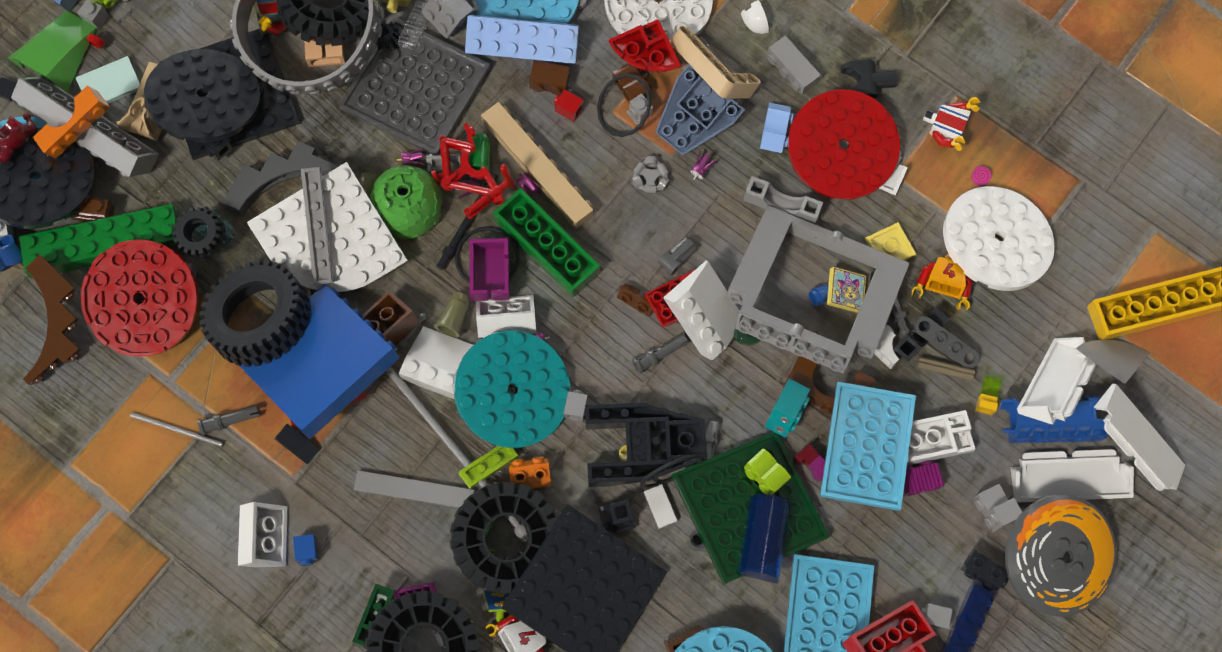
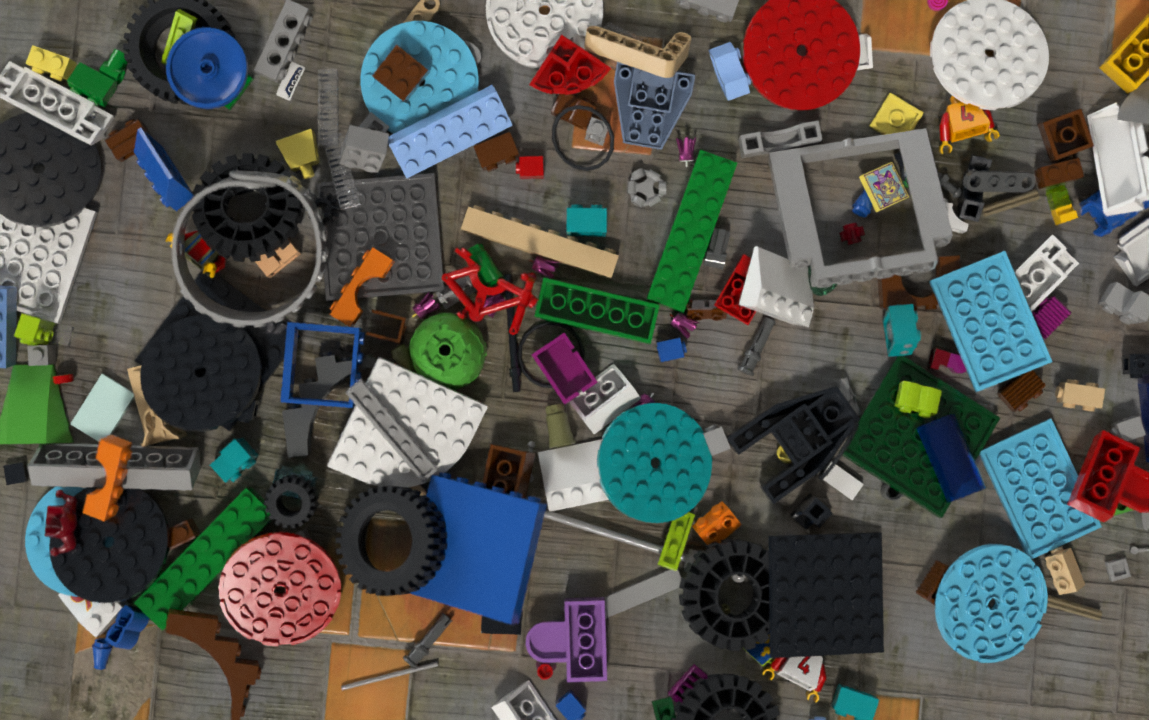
camera: 25 degrees left, 15 degrees up
(180, 179) = (234, 459): none -> teal brick
(280, 124) = (290, 362): none -> blue window
(305, 503) = (544, 670): none -> red piece
(349, 493) = (576, 641): none -> medium lavender brick
(374, 168) = (402, 329): none -> reddish brown piece
(392, 100) = (347, 308): none -> orange arch
(584, 168) = (587, 221): none -> teal brick
(586, 311) = (671, 349): none -> blue brick
(610, 292) = (682, 321): none -> flat silver piece
(664, 229) = (691, 231): none -> green brick
(796, 310) = (852, 233): none -> dark red gear
(862, 525) = (1021, 390): none -> reddish brown brick
(907, 557) = (1073, 394): none -> tan brick
(1001, 367) = (1058, 173): none -> reddish brown brick
(1025, 339) = (1065, 135): none -> reddish brown brick

